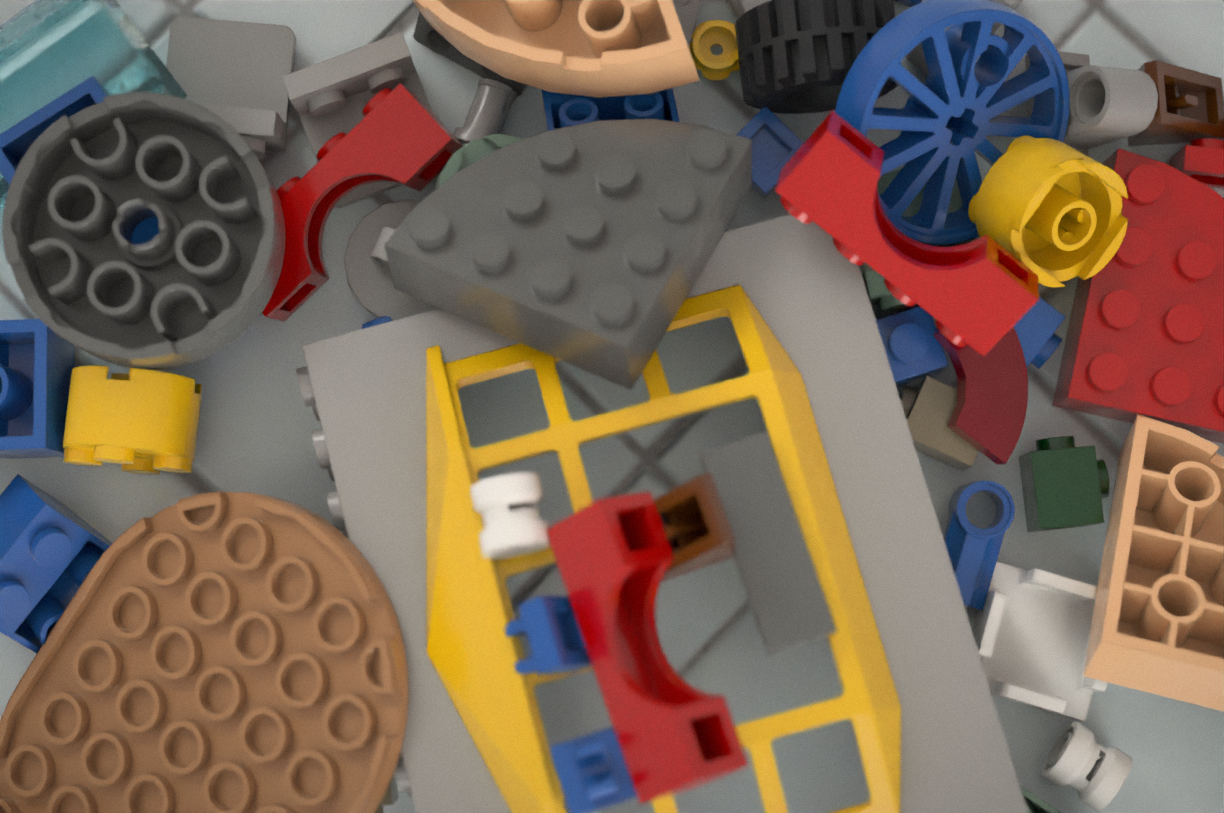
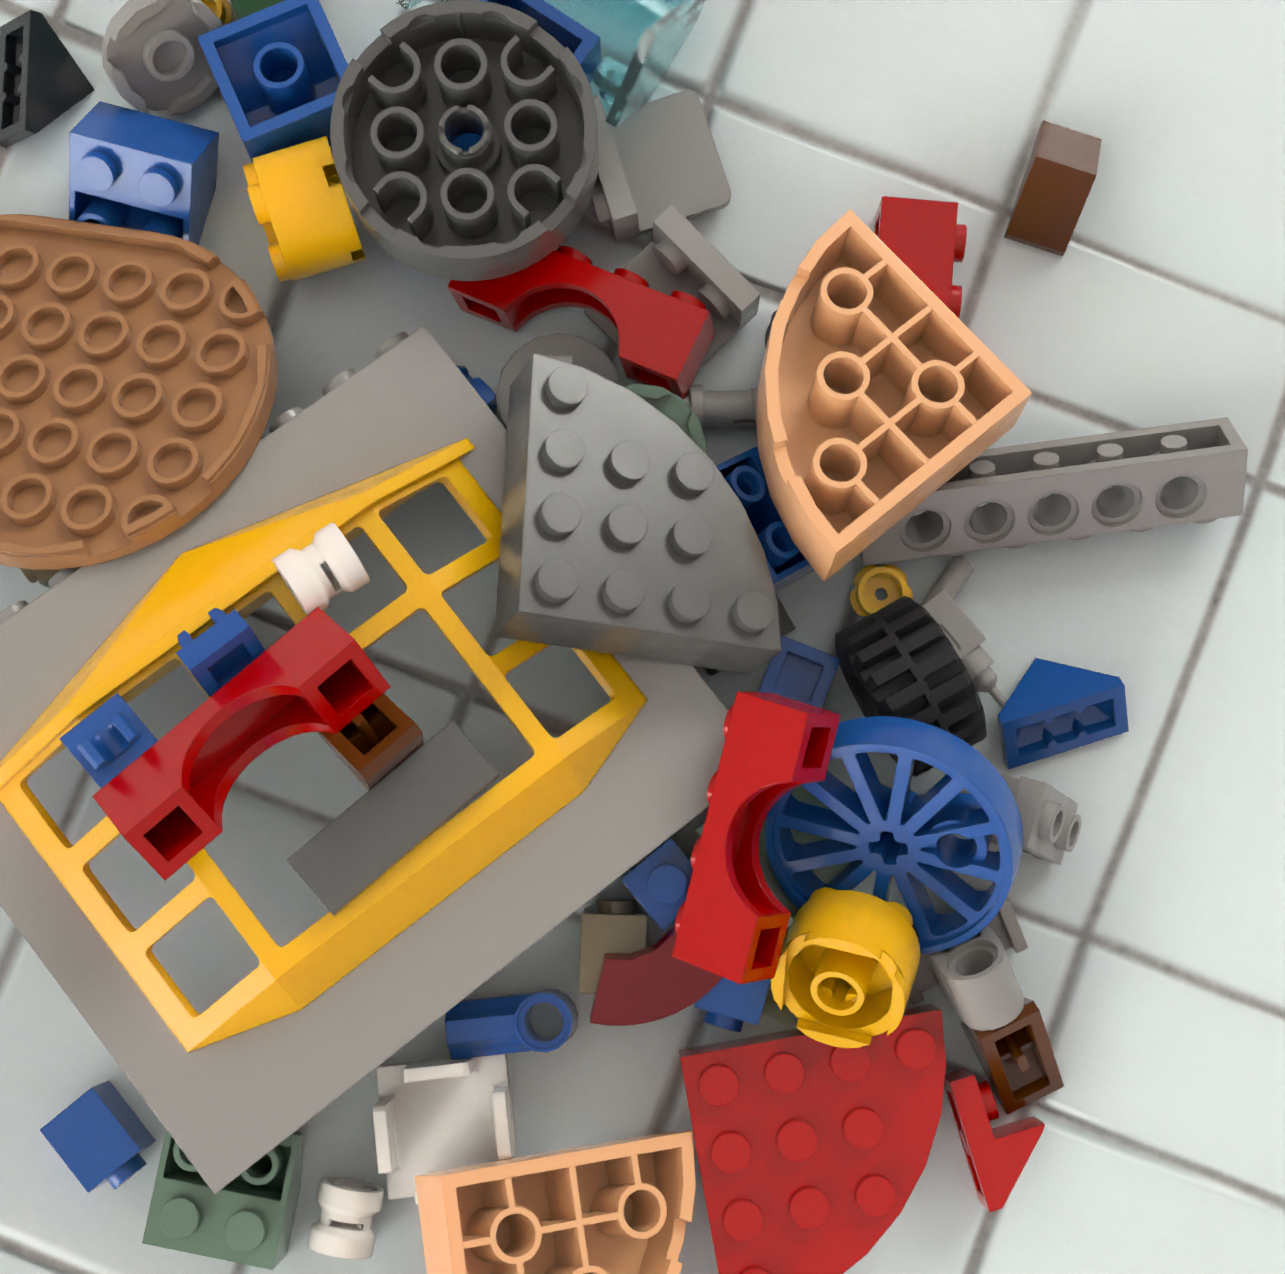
camera: 70 degrees right, 0 degrees up
(1063, 485) = (601, 1089): dark green brick -> none

